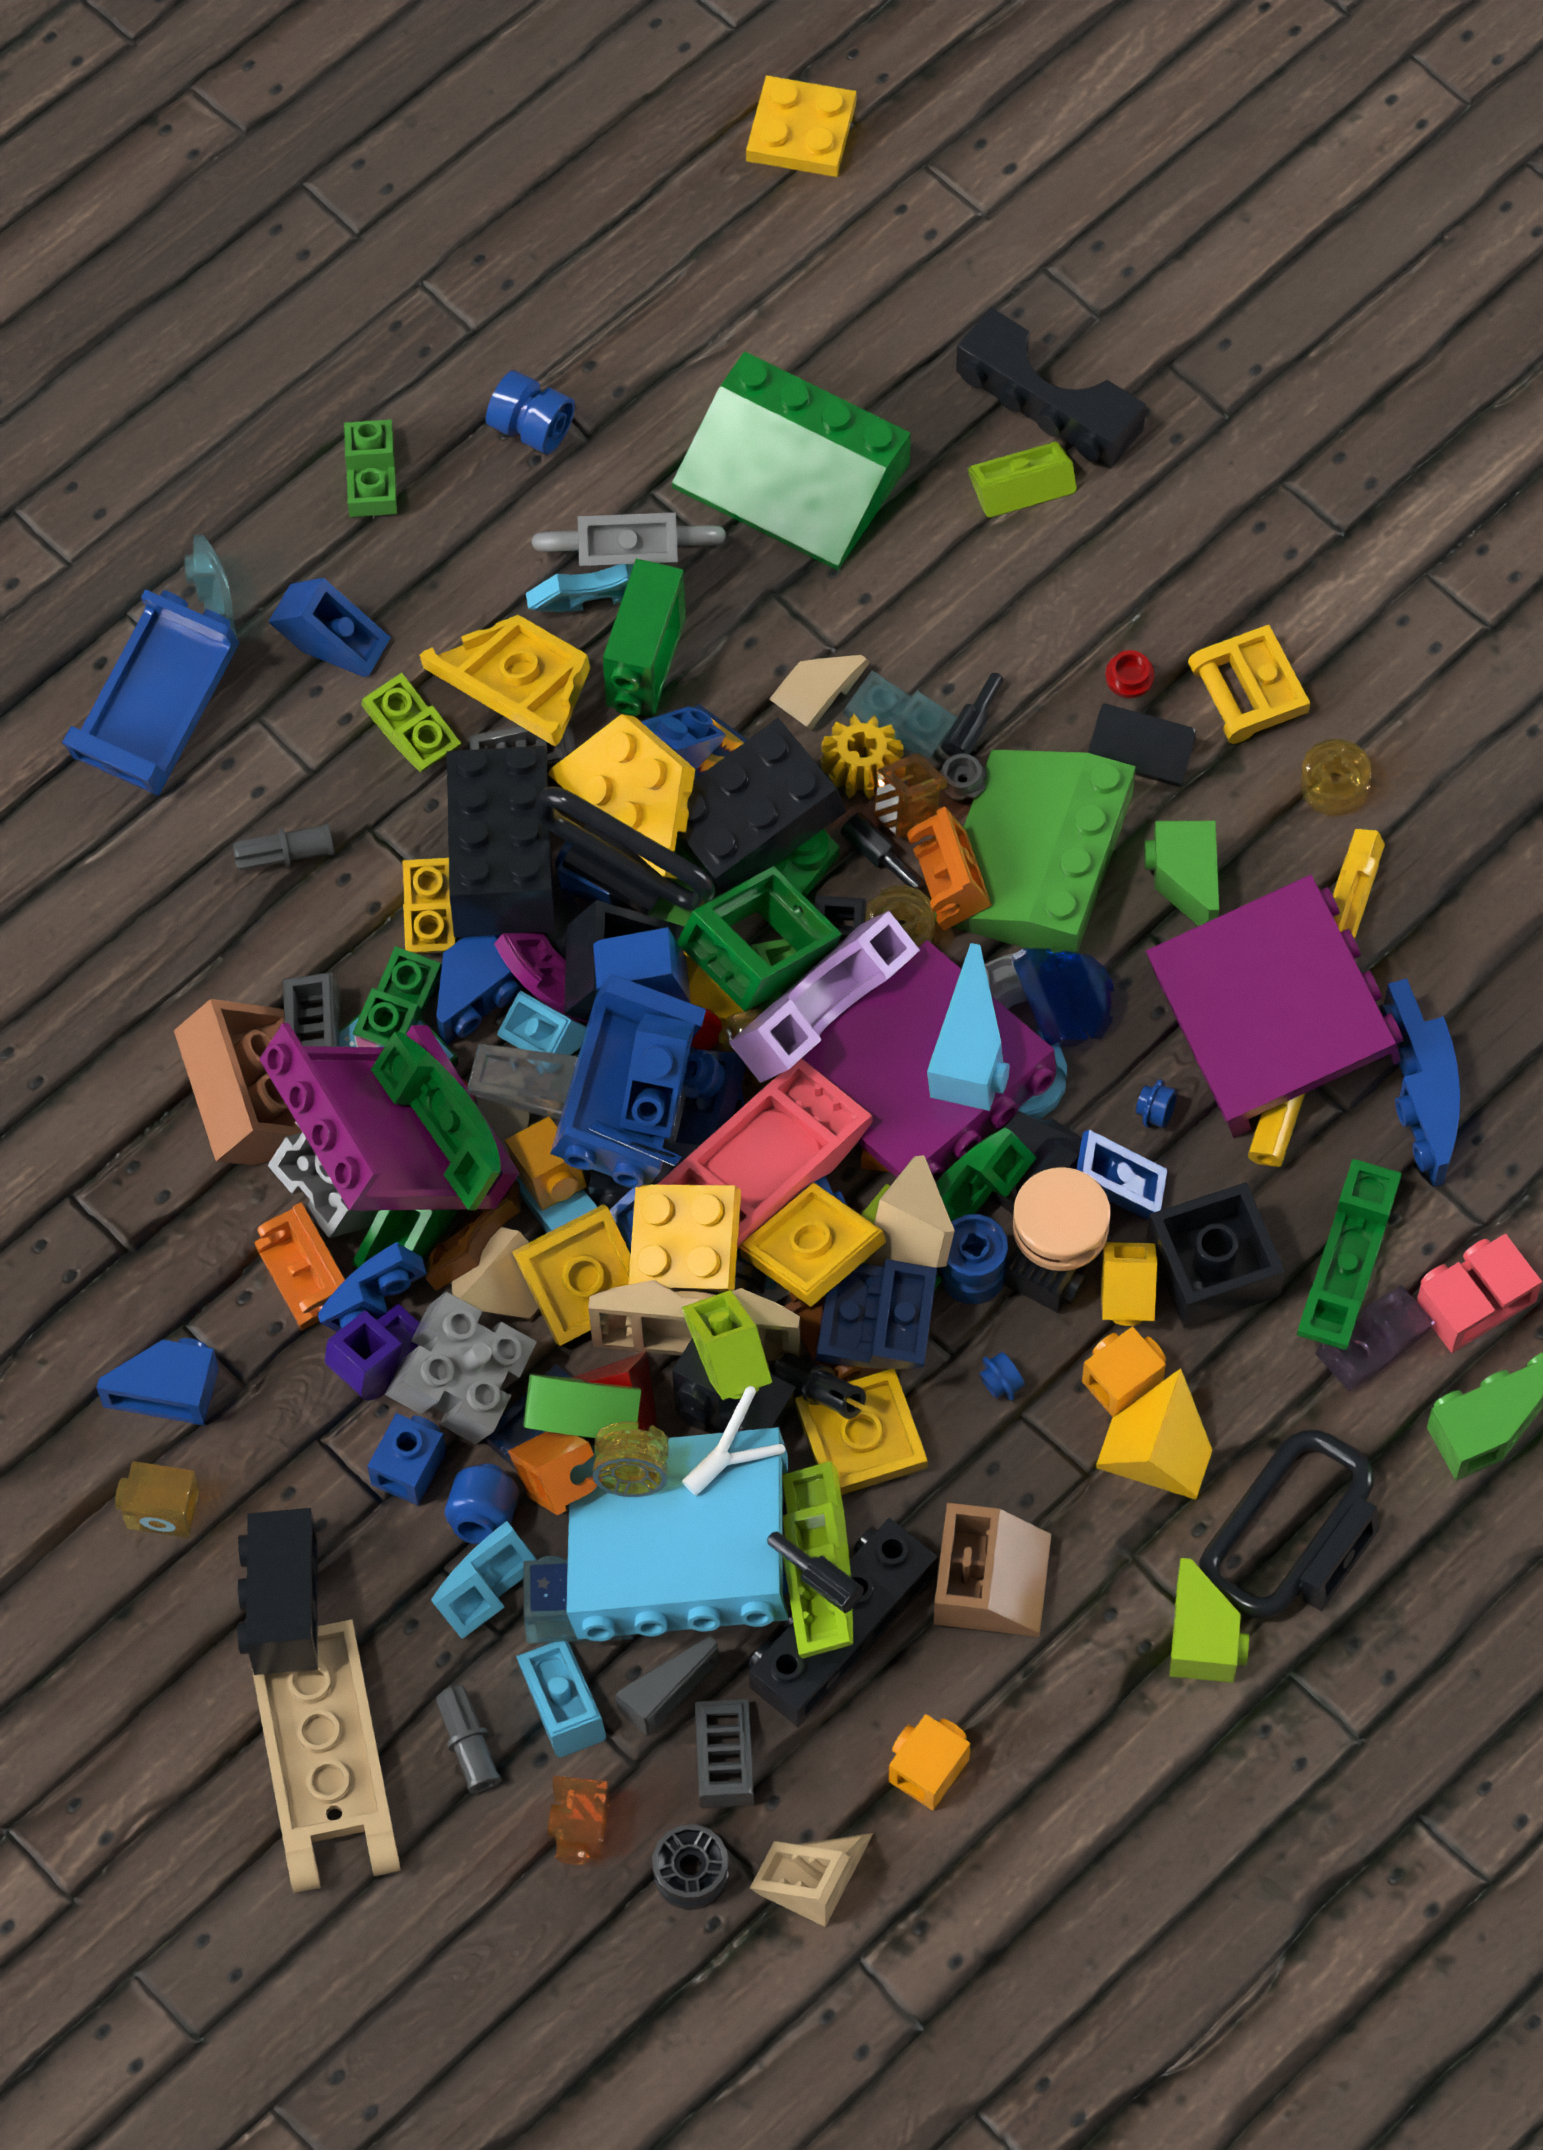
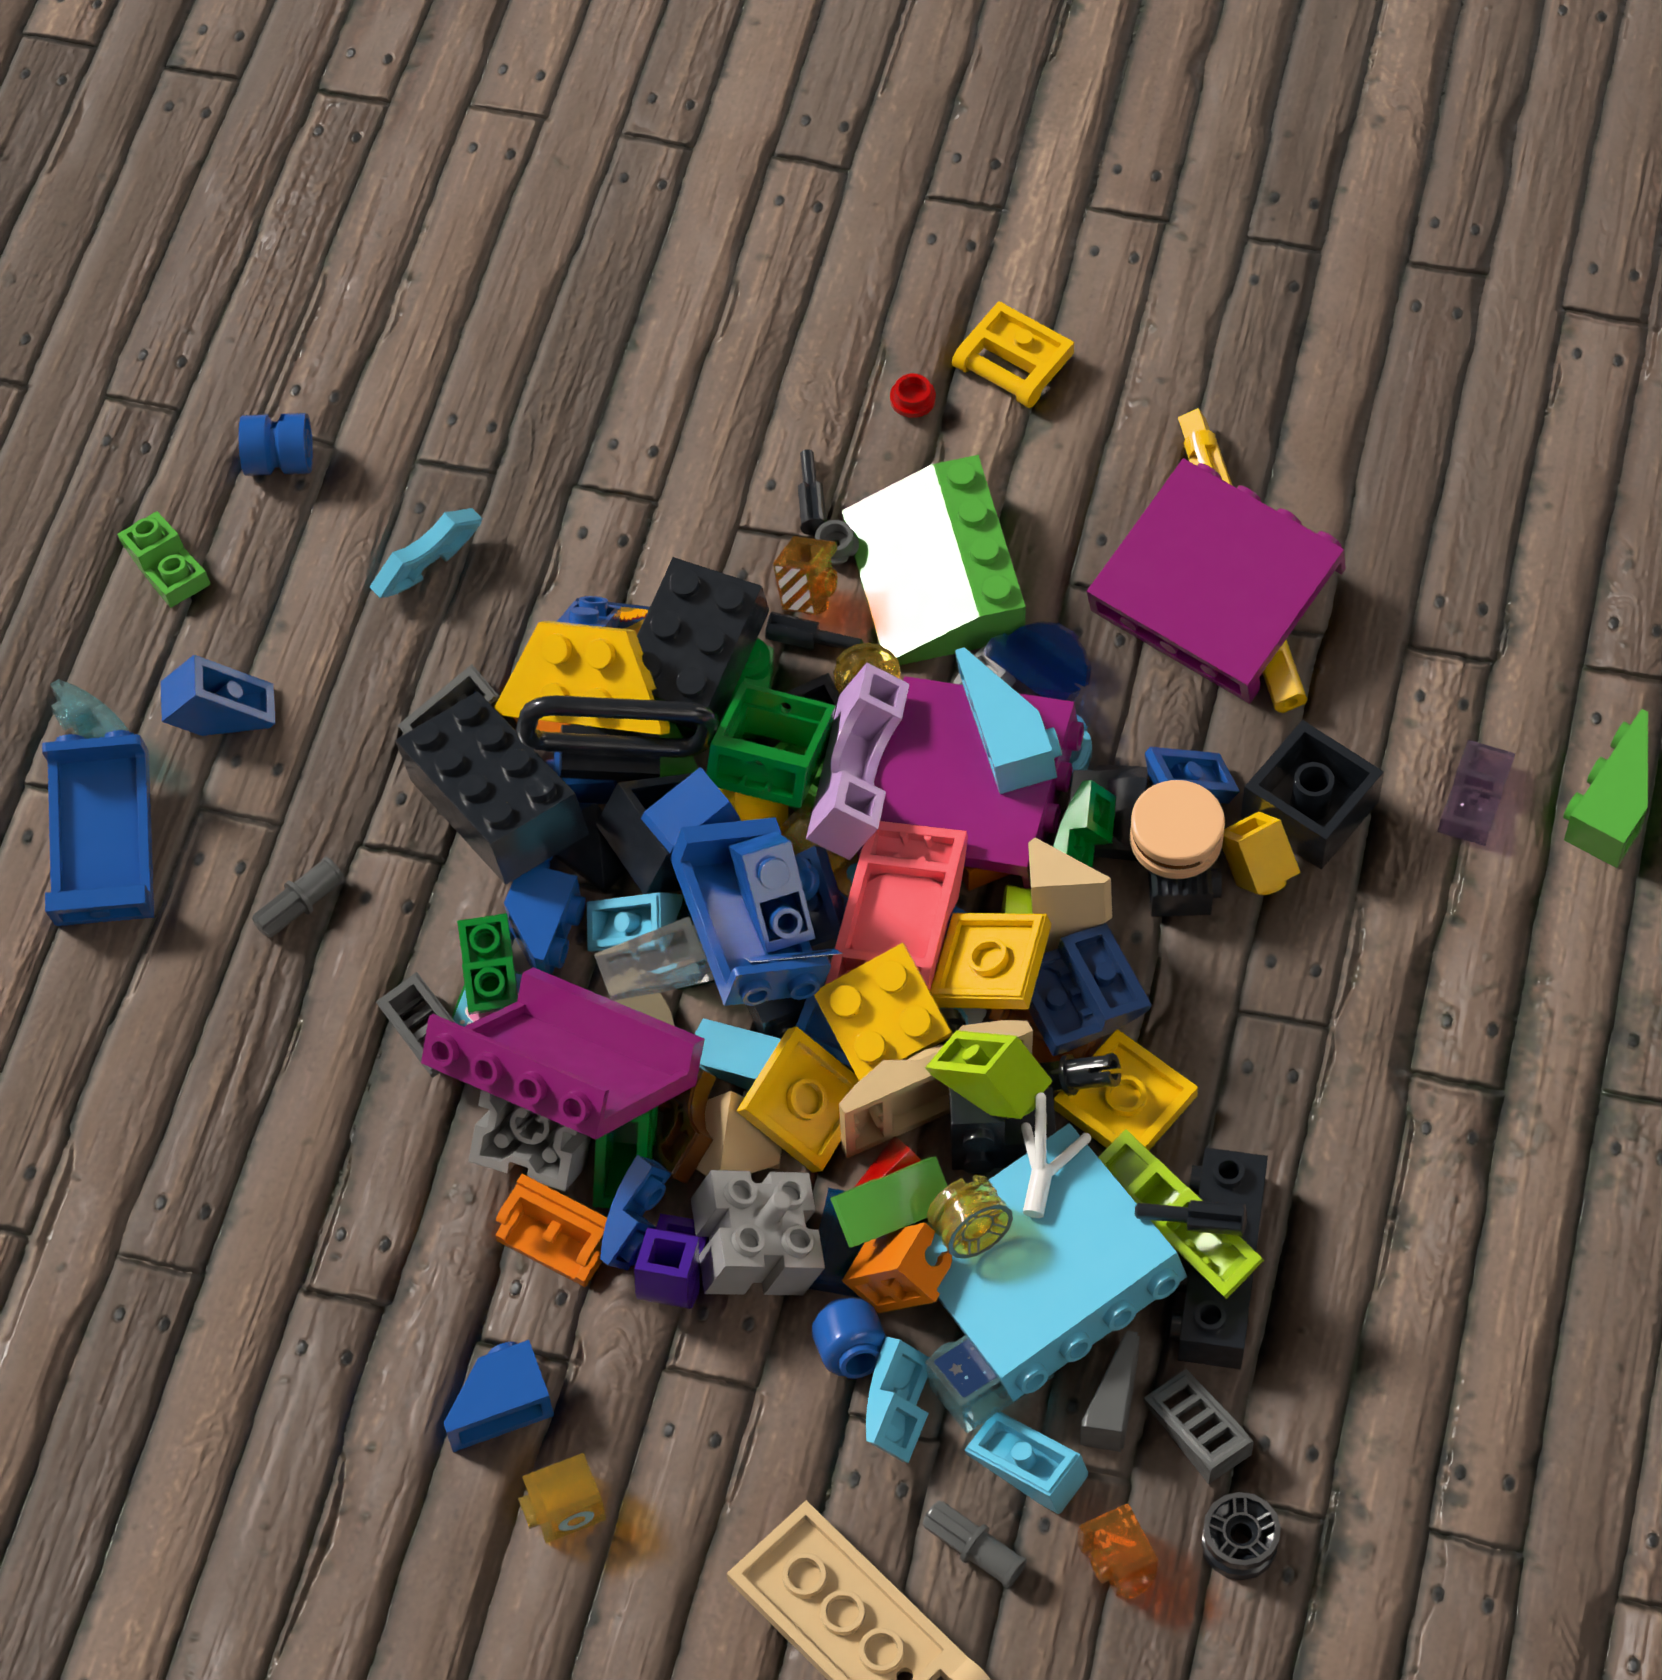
camera: 30 degrees left, 5 degrees down
(231, 1087) = (396, 1105): nougat slope -> none
(279, 1591) = (730, 1512): black brick -> none
(407, 1457) = (758, 1337): blue brick -> none
(410, 723) = (339, 744): lime slope -> none
(427, 906) = (457, 877): yellow slope -> none
(446, 1110) = (608, 1025): green slope -> none
(517, 673) = (406, 652): yellow wing -> none
(535, 966) = (593, 871): magenta tile -> none
(542, 1173) = (724, 1028): light orange brick -> none
(627, 537) = (434, 493): light grey bar -> none
(644, 638) = (500, 565): green window -> none
(793, 460) = (522, 372): slope -> none
(801, 126) = (347, 123): yellow plate -> none
(810, 1875) = (1344, 1482): tan slope -> none
(815, 685) = (664, 534): tan slope -> none
(847, 744) = (745, 559): yellow gear -> none
(915, 719) = (757, 525): clear light blue slope -> none
(928, 1759) = (1373, 1328): light orange brick -> none
(949, 869) = (879, 615): orange hinge -> none
(975, 1260) = (1131, 902): blue wheel -> none
(991, 1571) = (1312, 1147): medium nougat slope -> none
(1001, 1376) = (1206, 987): blue plate -> none
(1023, 479) = (719, 296): lime slope -> none
(1094, 419) = (745, 222): black arch -> none
(1123, 1369) = (1302, 927): light orange brick -> none
(1152, 744) = (962, 436): black slope -> none
(1156, 1104) = (1174, 708): blue plate -> none
(1159, 1440) = (1367, 966): yellow slope -> none
(1185, 866) = (1069, 516): bright green slope -> none
(1205, 1629) = (1514, 1091): lime slope -> none
(1331, 1550) = (1565, 974): black bar -> none
(1349, 1254) = (1410, 740): green slope -> none
(1350, 790) = (1117, 390): clear yellow wheel -> none
(1430, 1081) = (1385, 579): blue slope -> none
(1479, 1292) = (1532, 710): coral piece -> none

